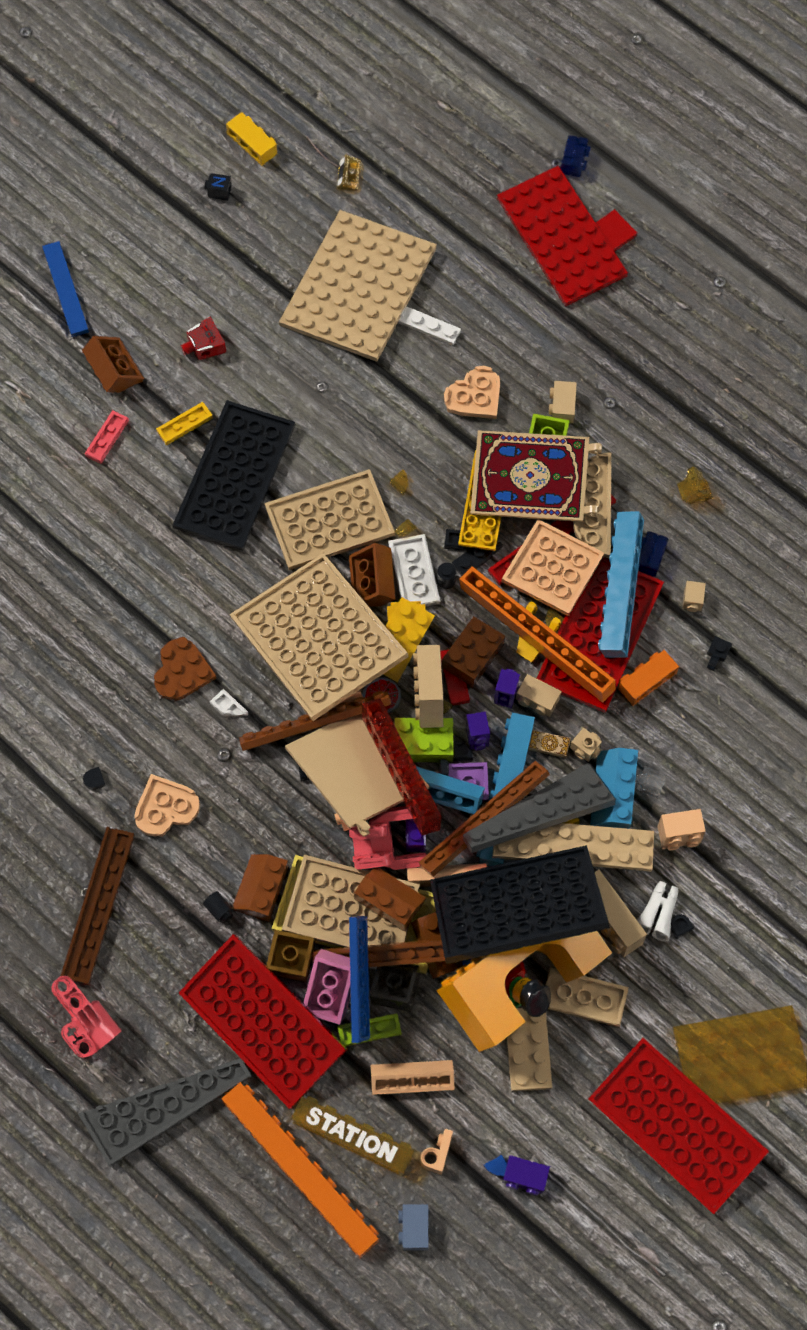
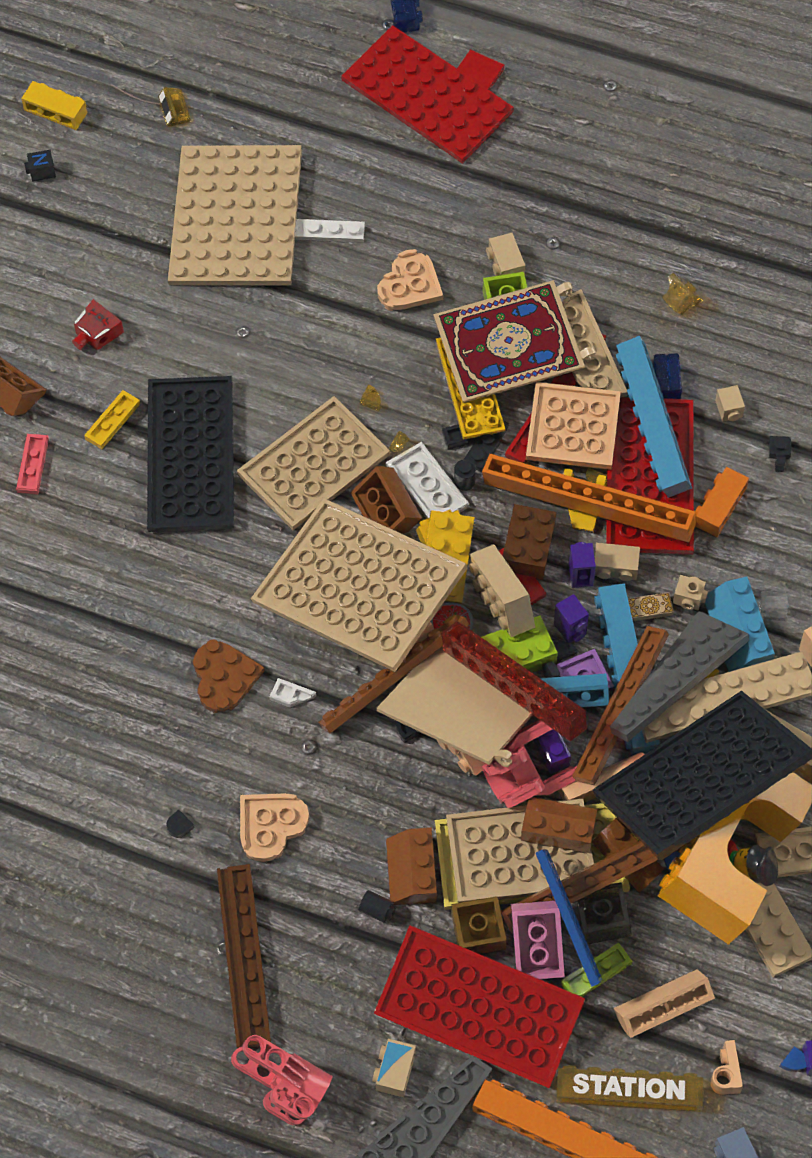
camera: 20 degrees left, 5 degrees down
(175, 1043) = (395, 1067): none -> tan brick

